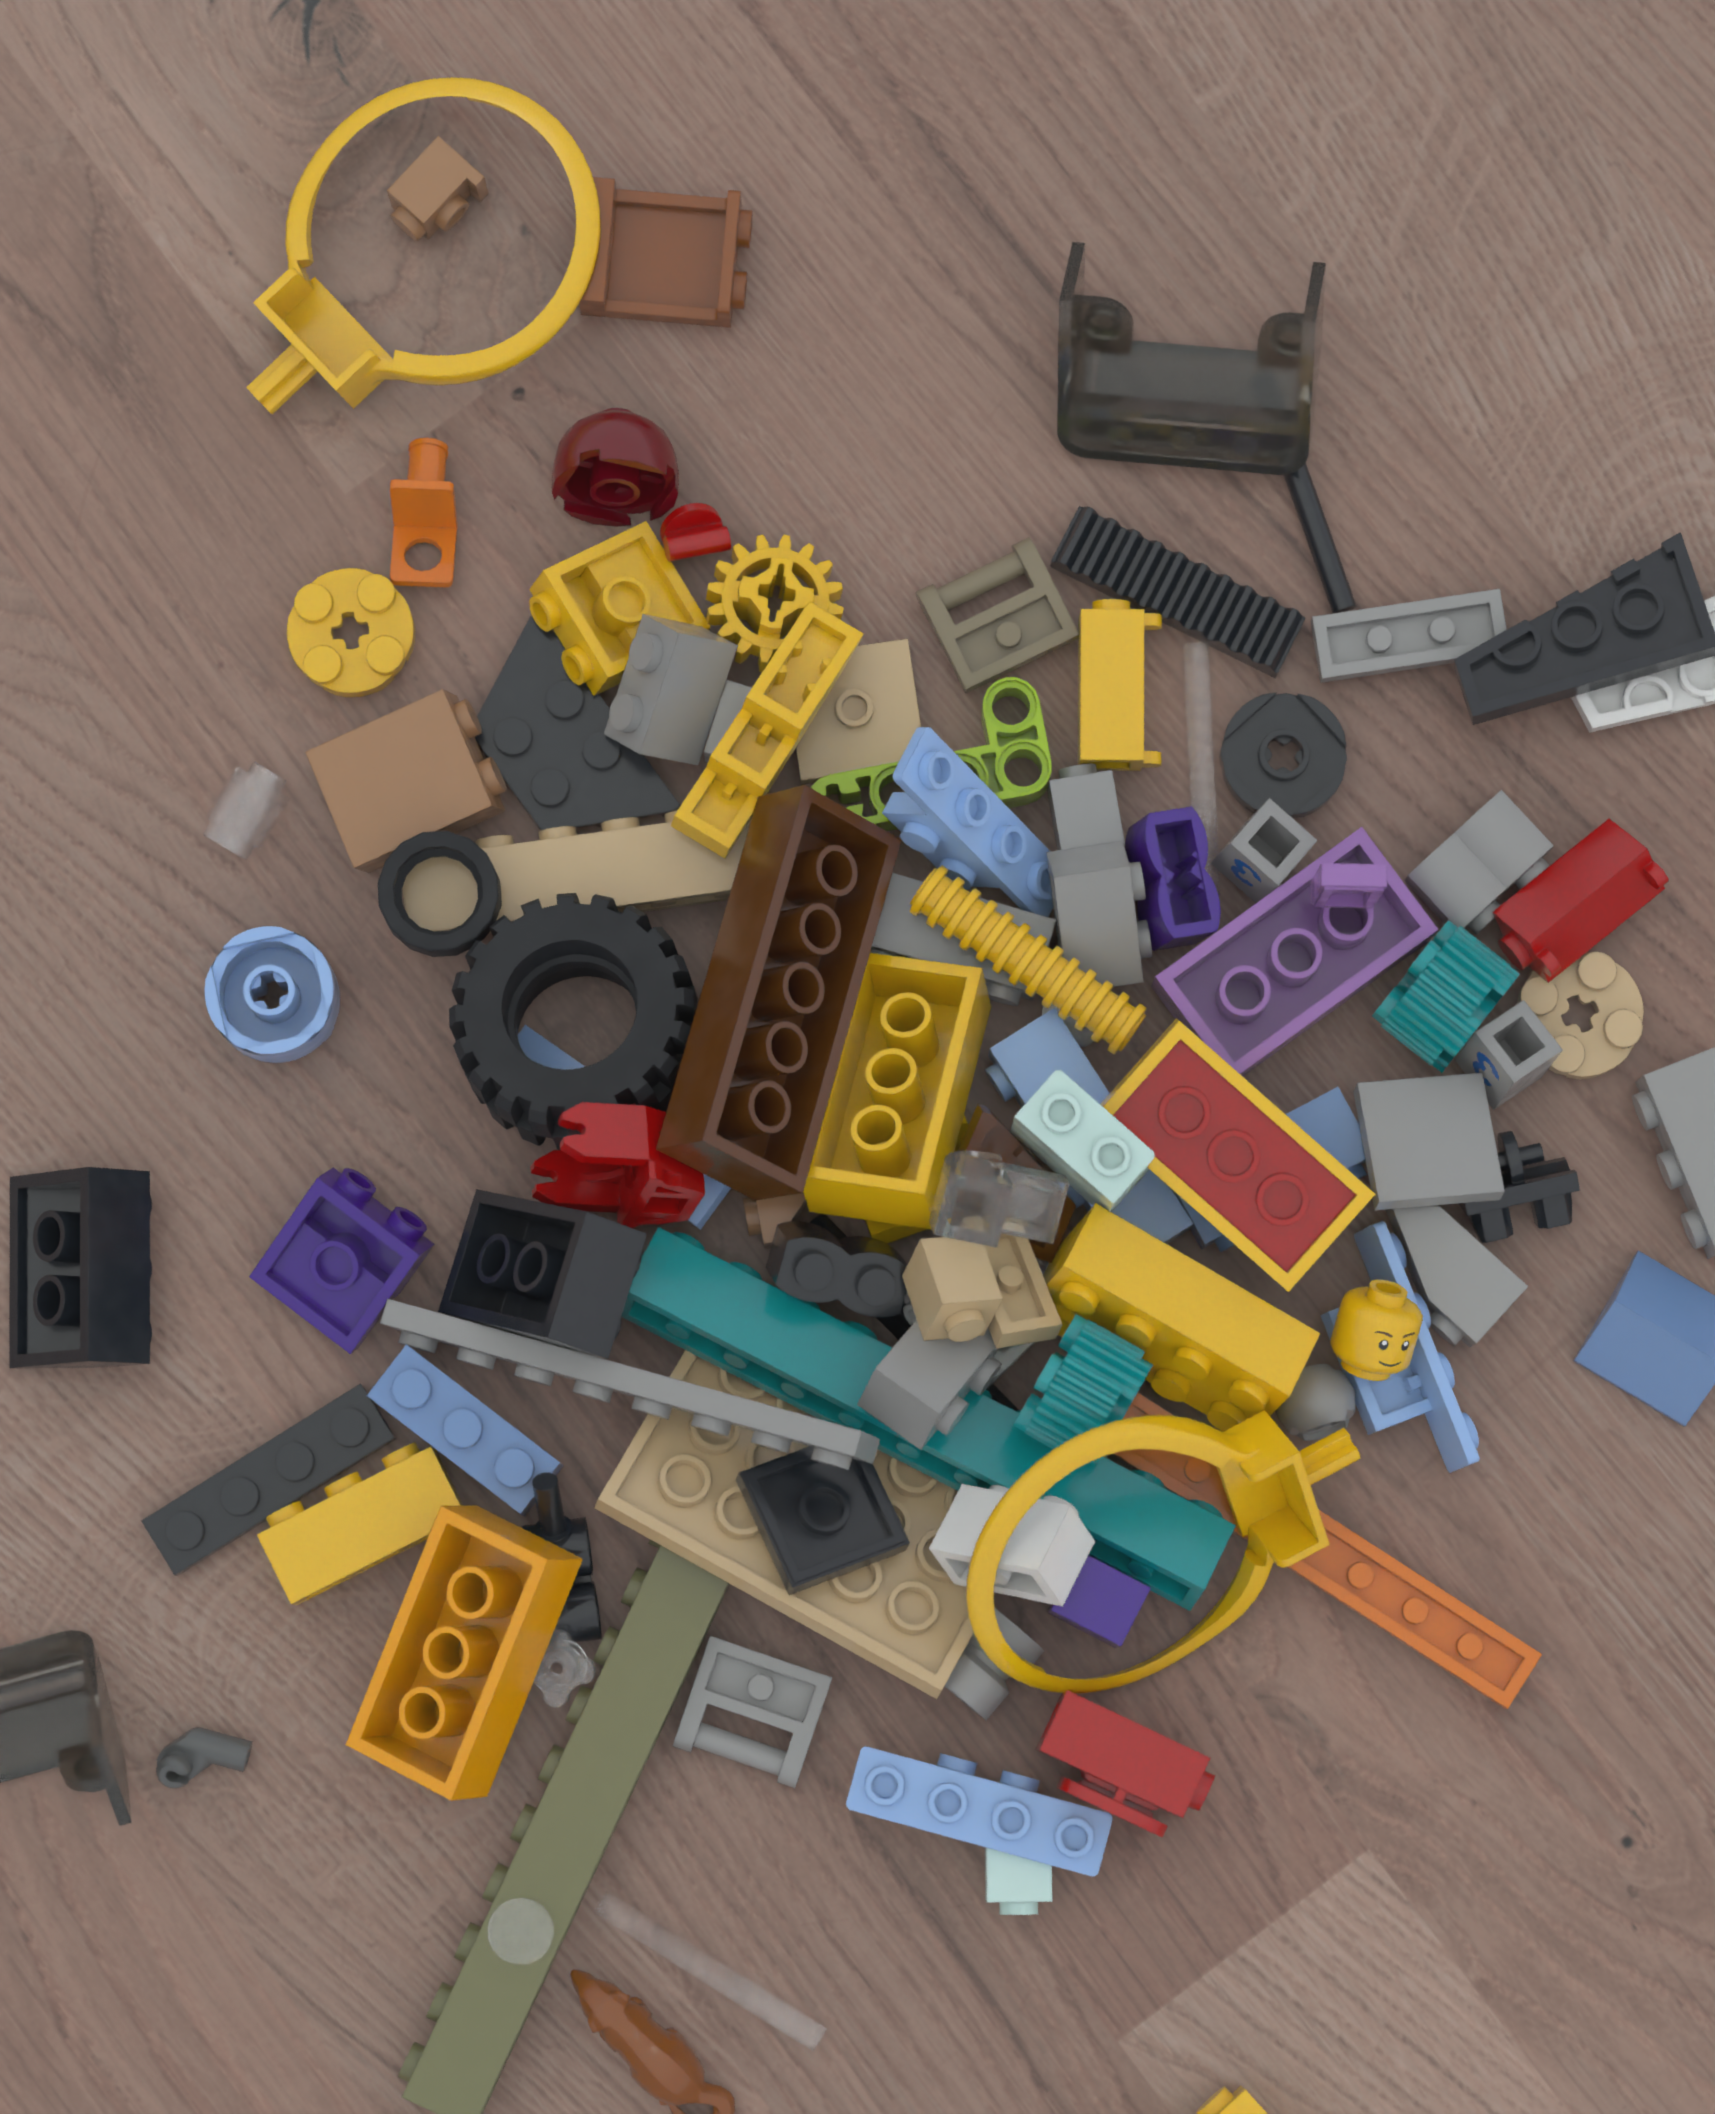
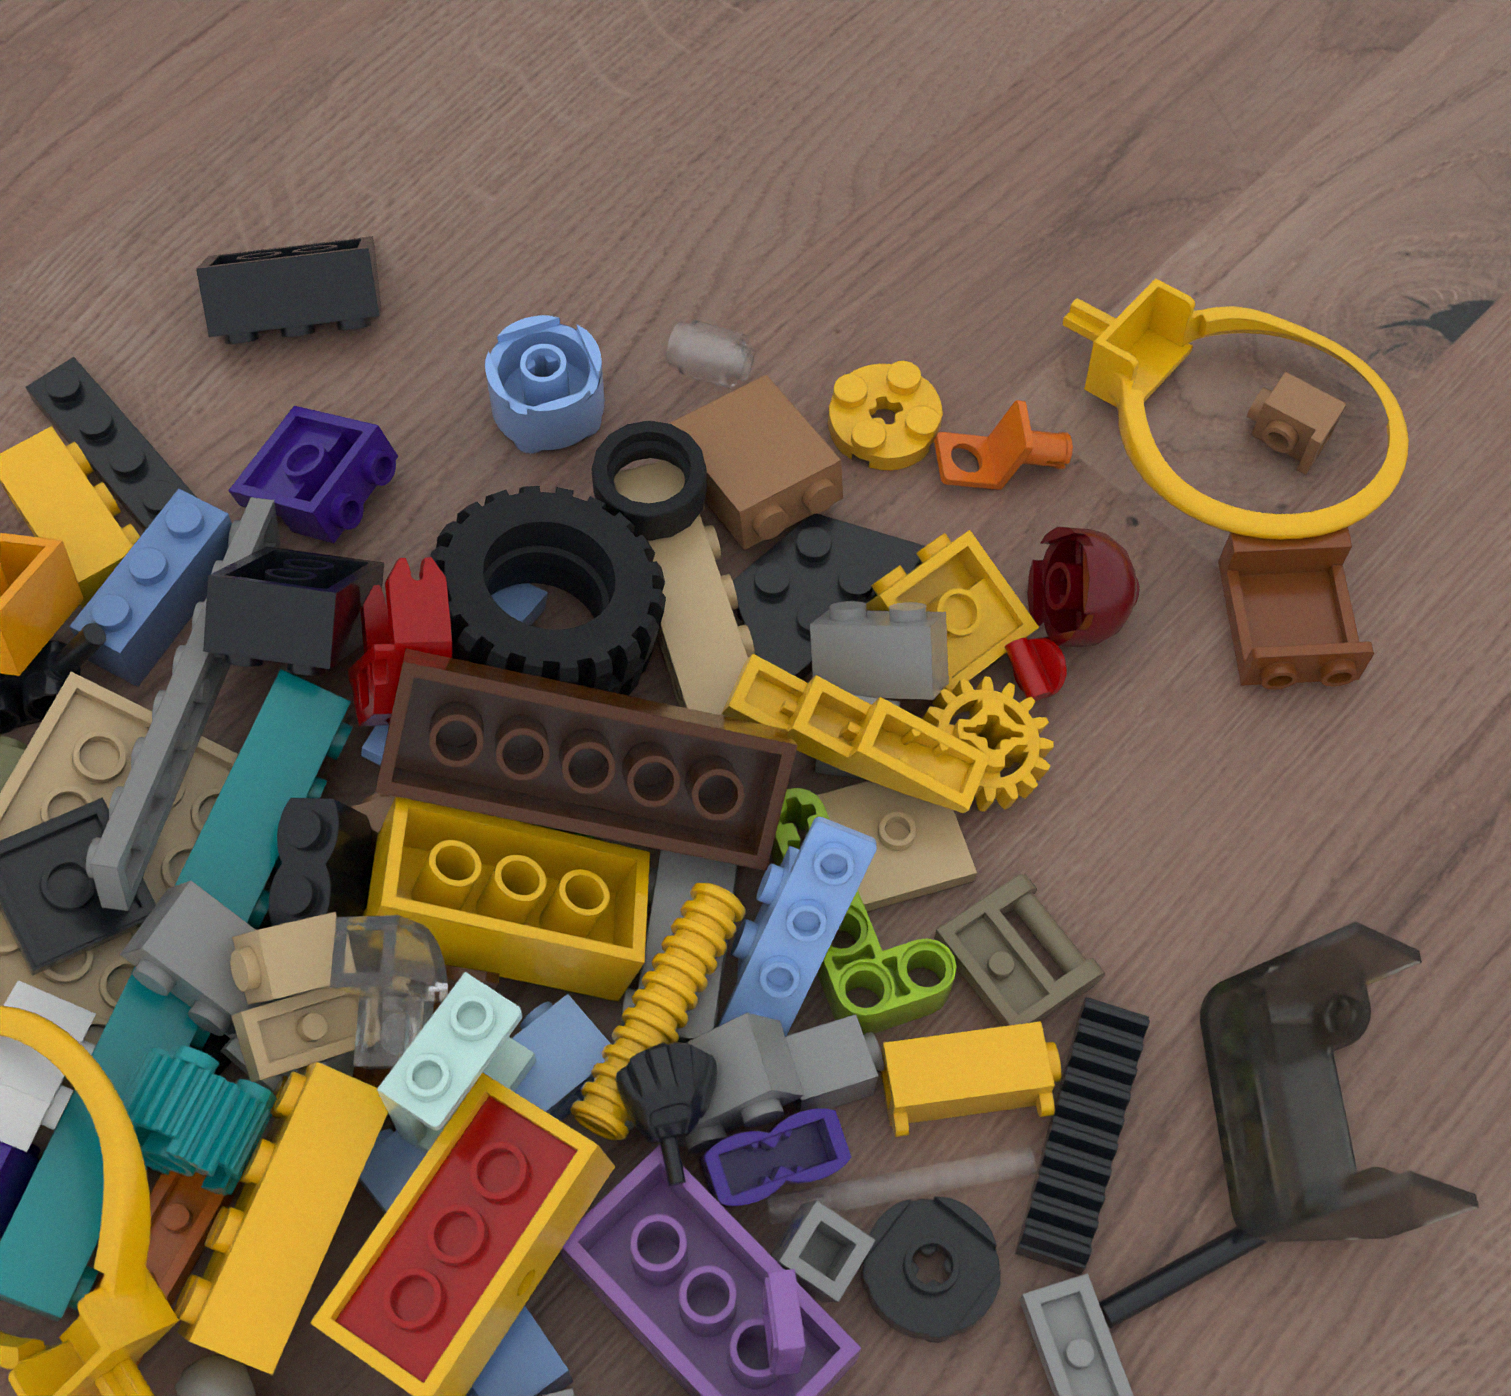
camera: 80 degrees right, 20 degrees down
(1121, 962) = (667, 1095): none -> black piece

